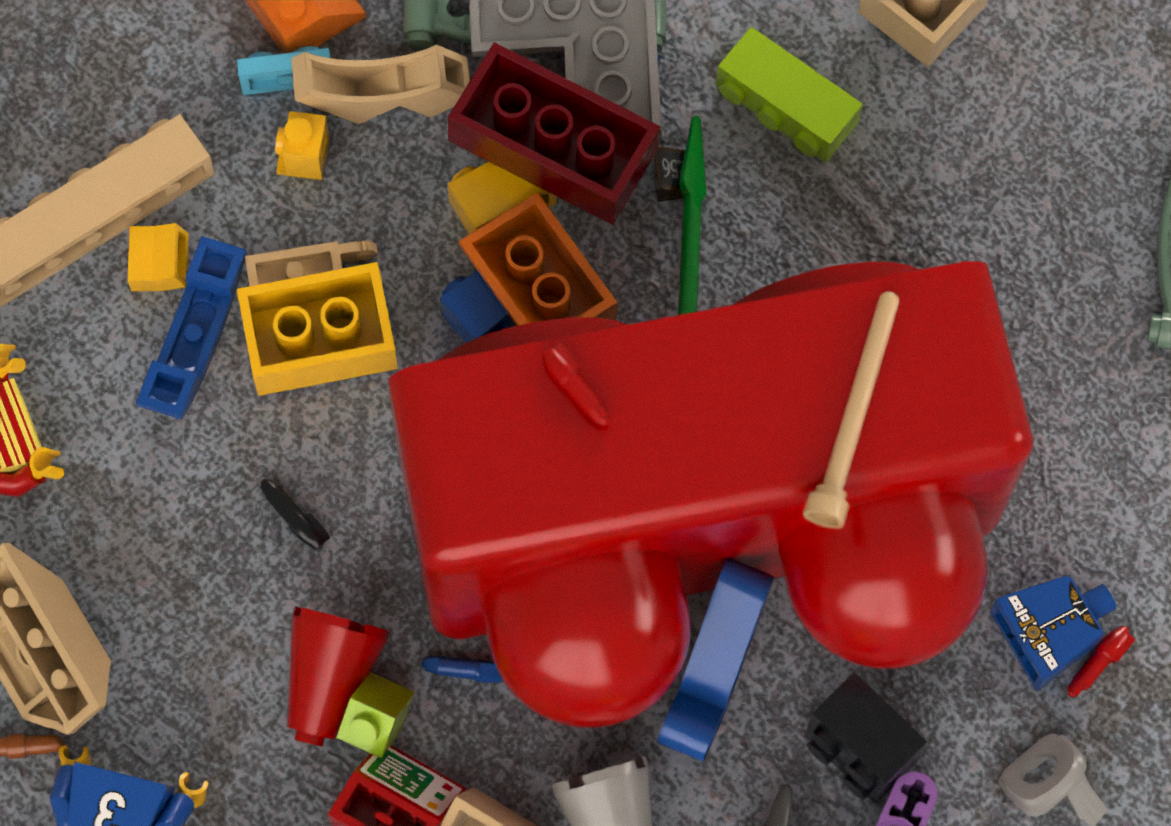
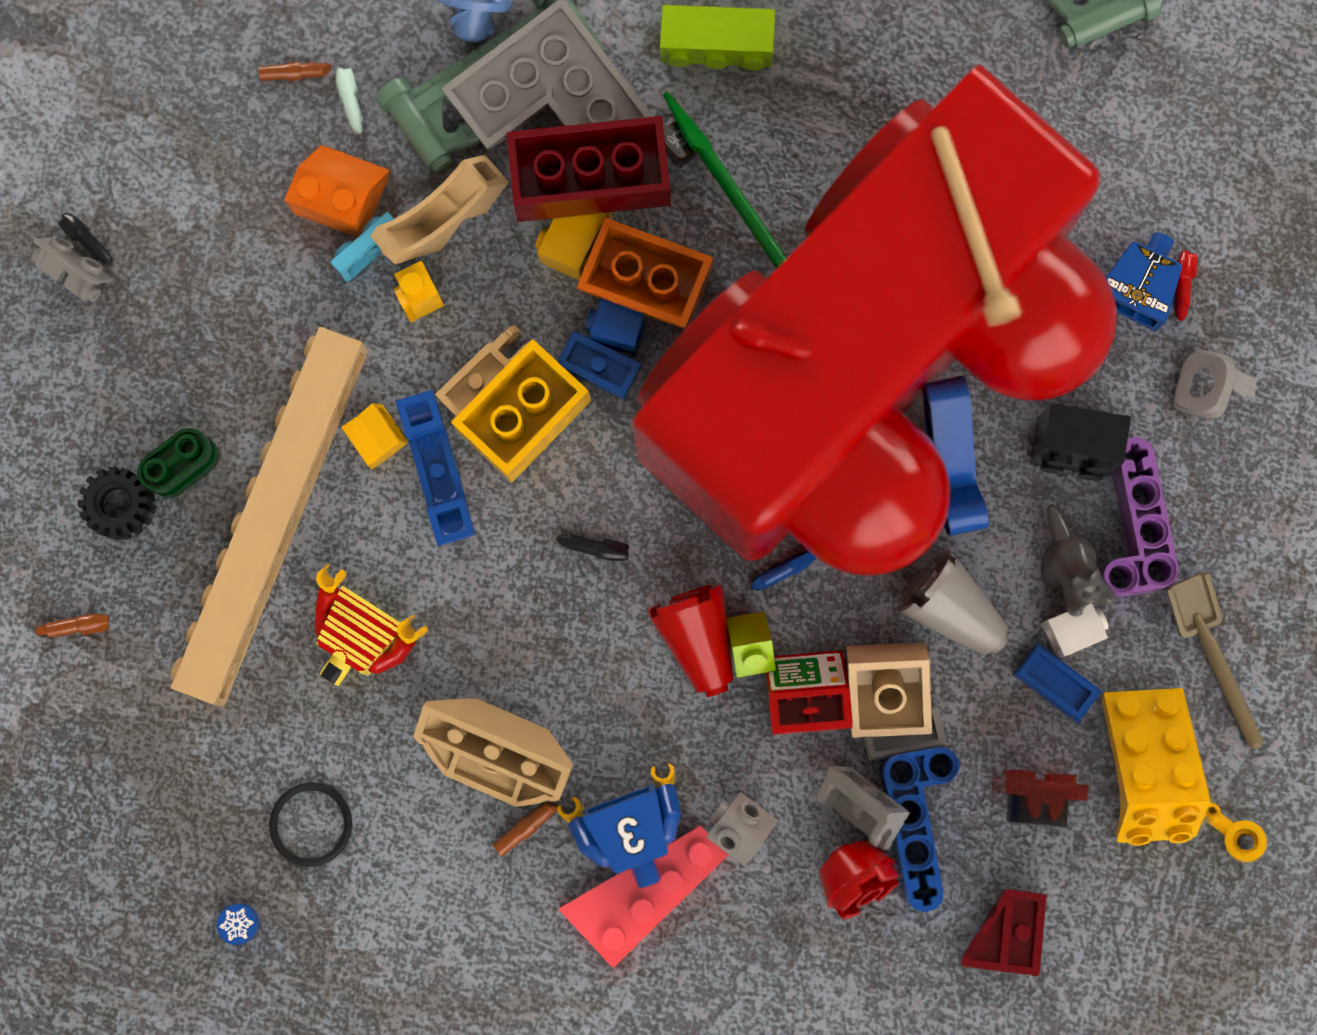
camera: 25 degrees left, 10 degrees up
(423, 326) = (599, 365): none -> blue plate

